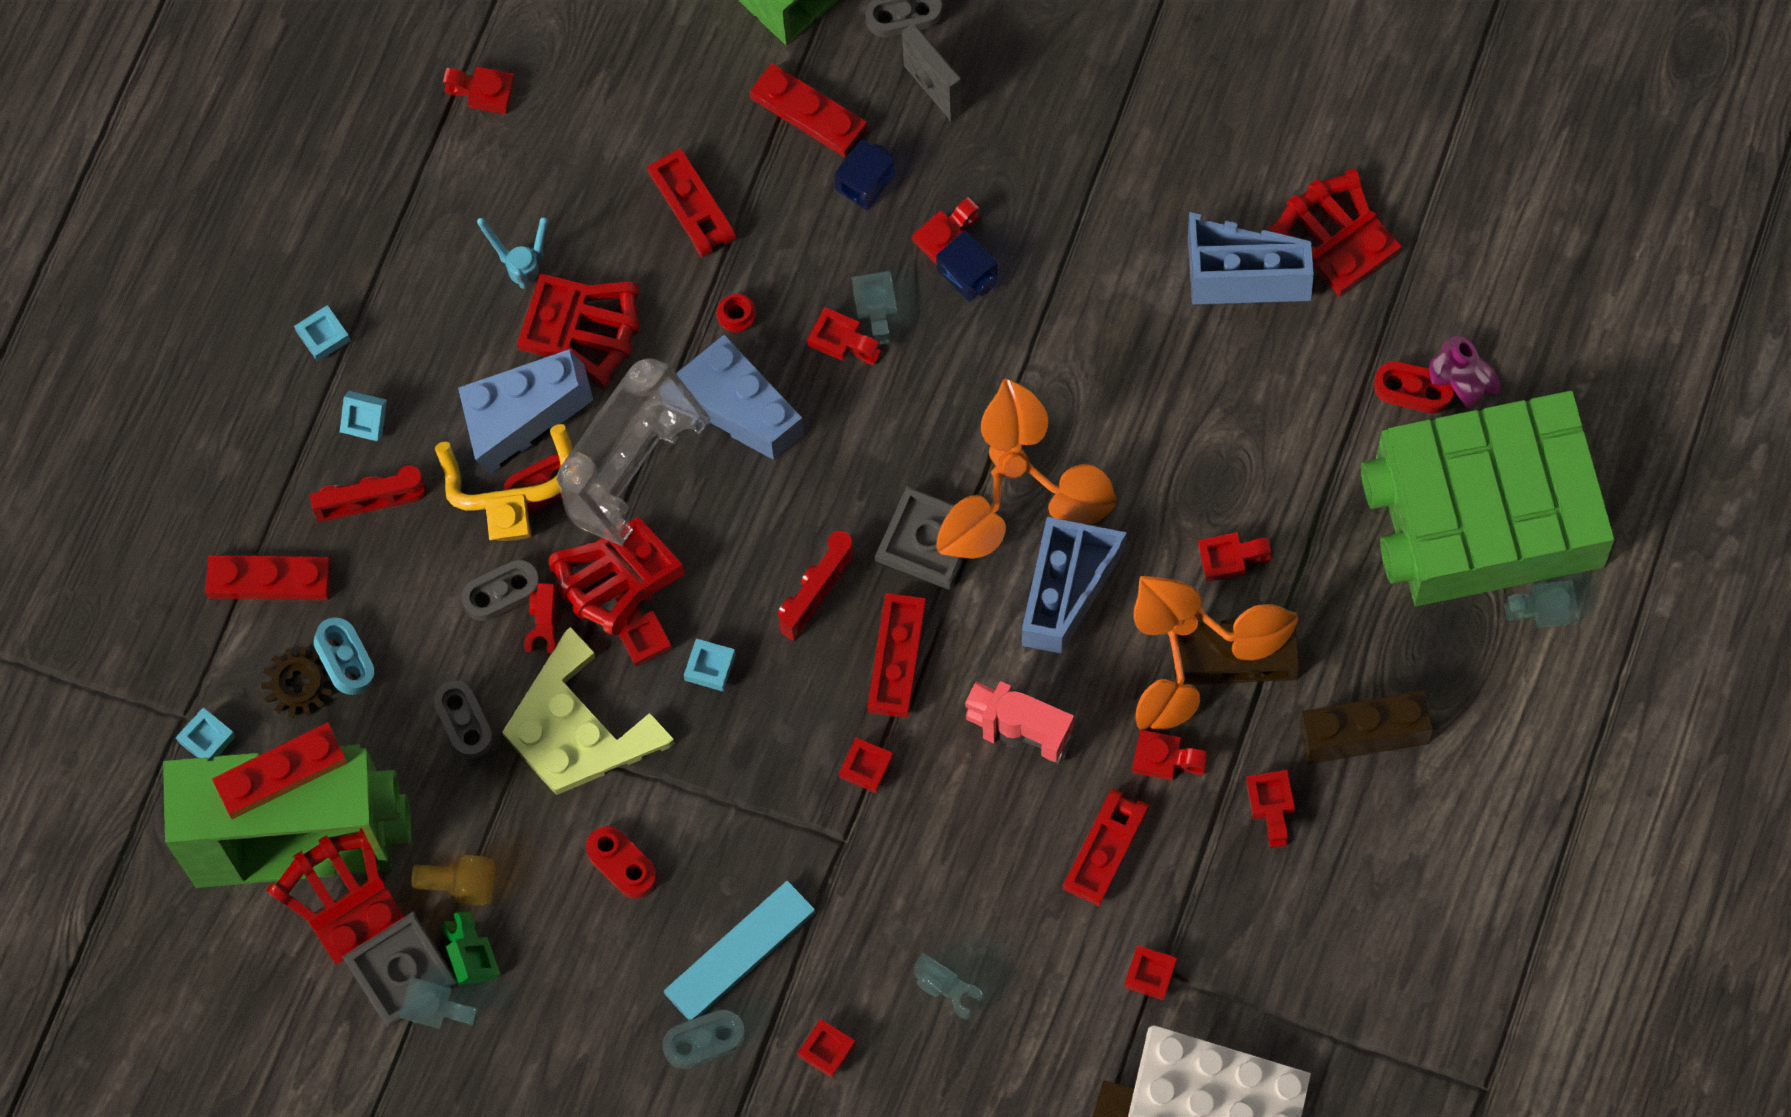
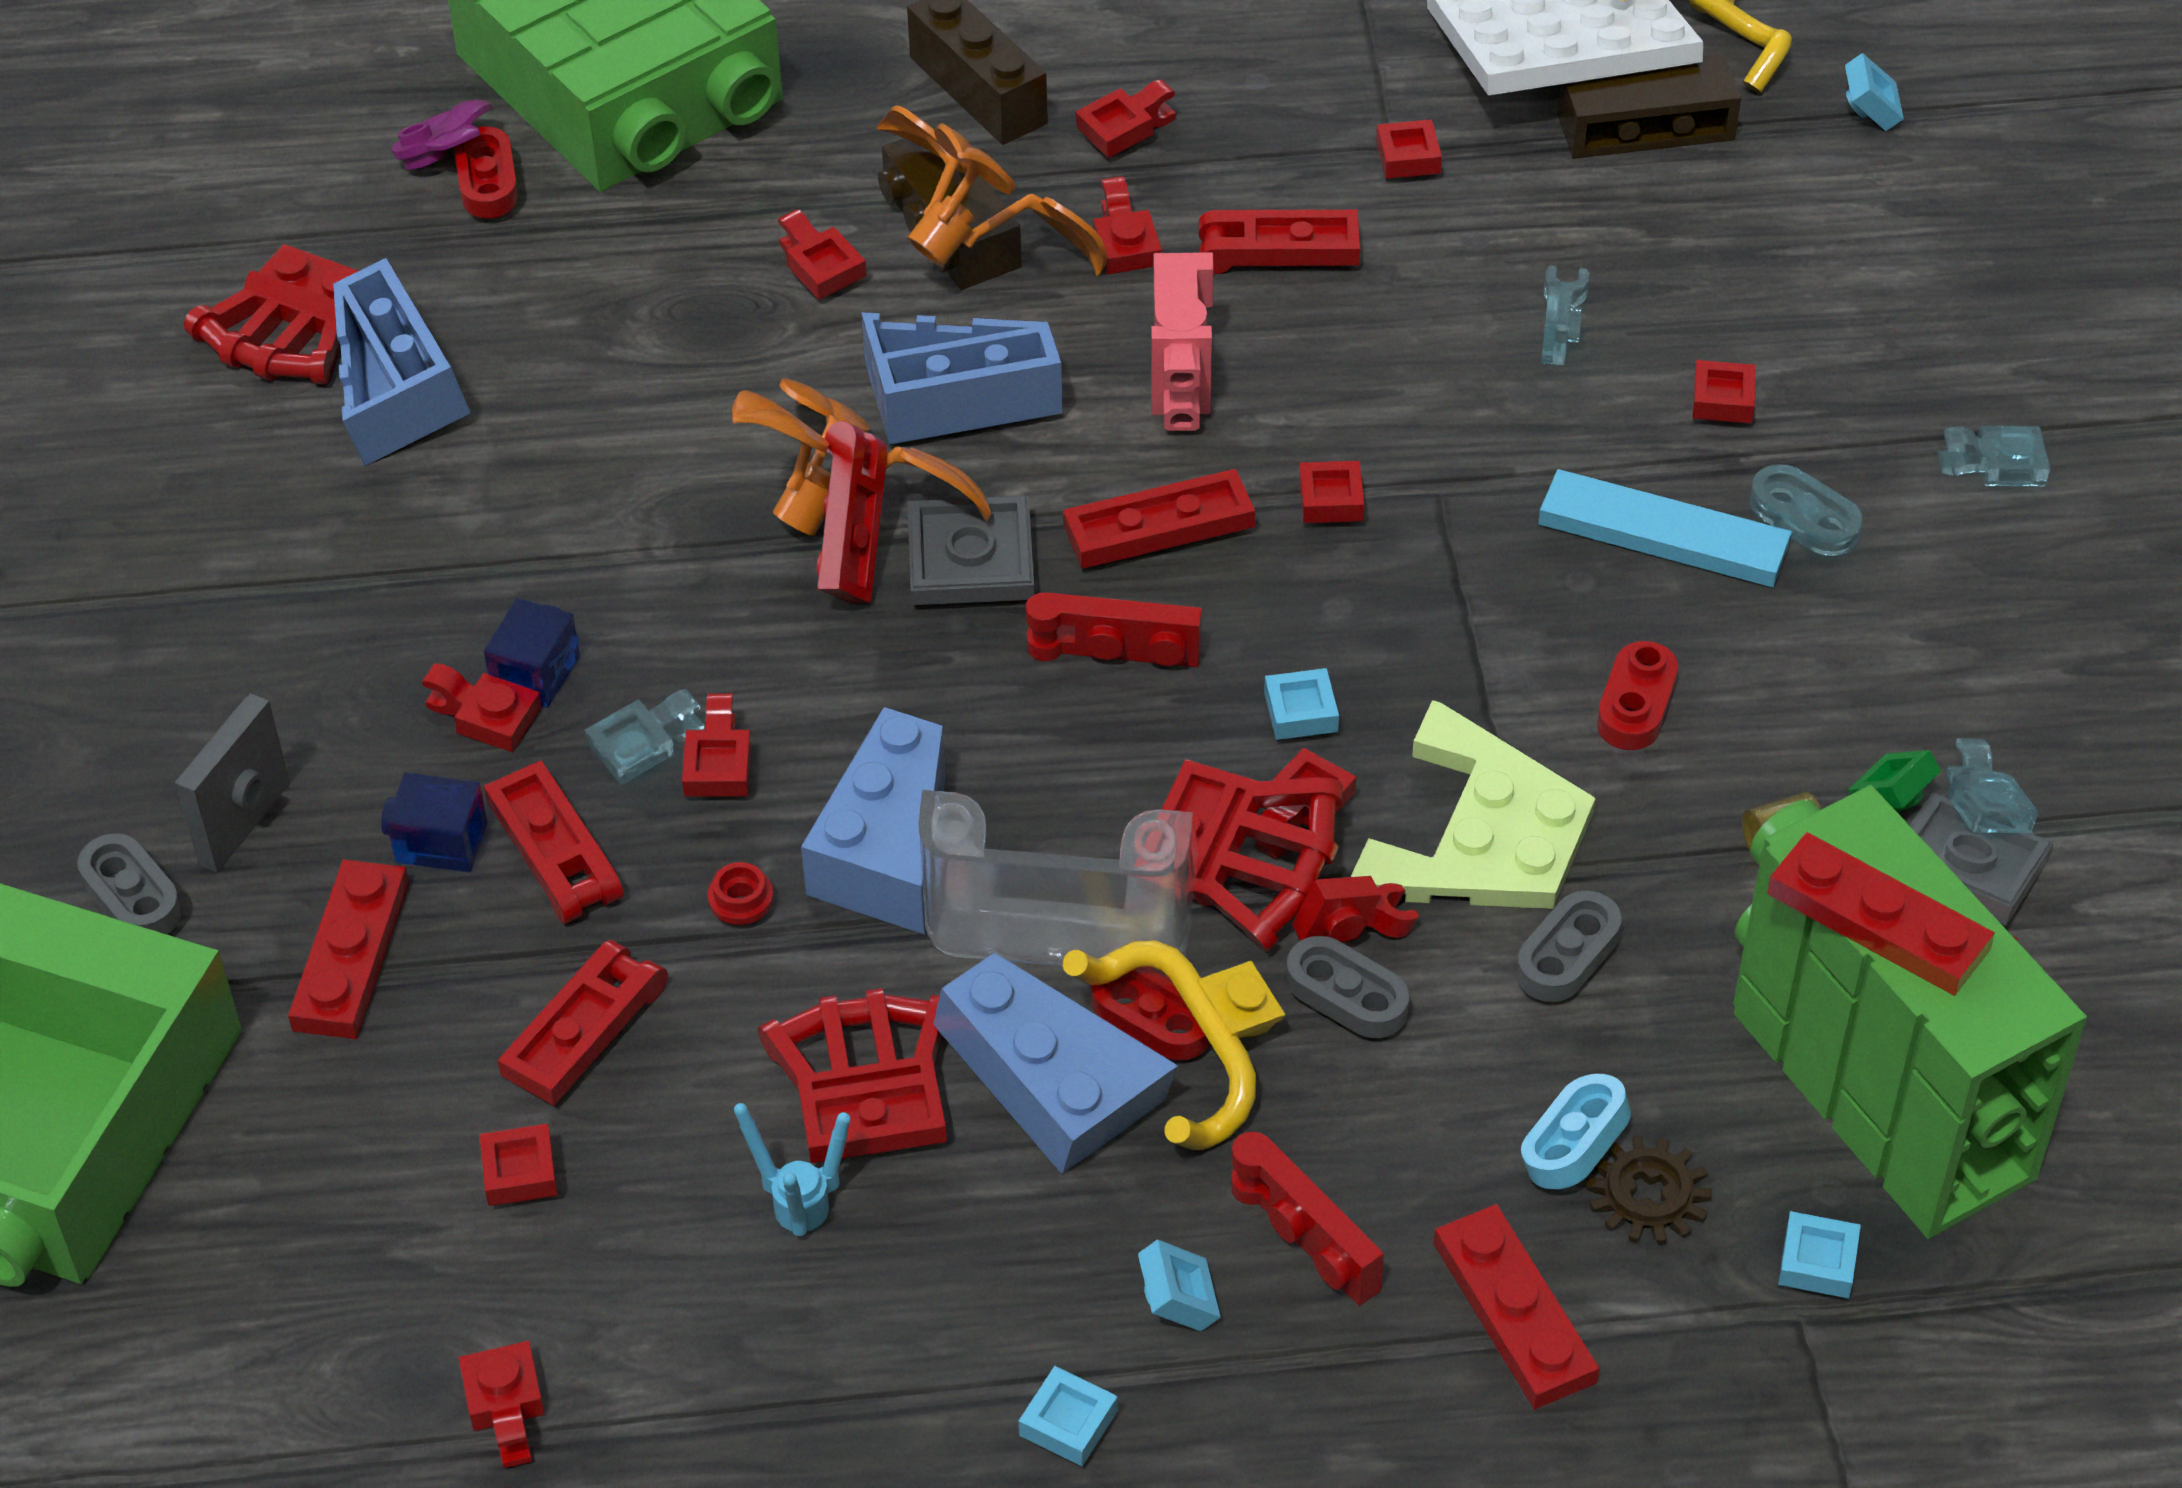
camera: 120 degrees left, 20 degrees down
(614, 139) = (518, 1164): none -> red plate
(823, 230) = (552, 840): none -> red plate
(965, 464) = (852, 513): none -> red plate

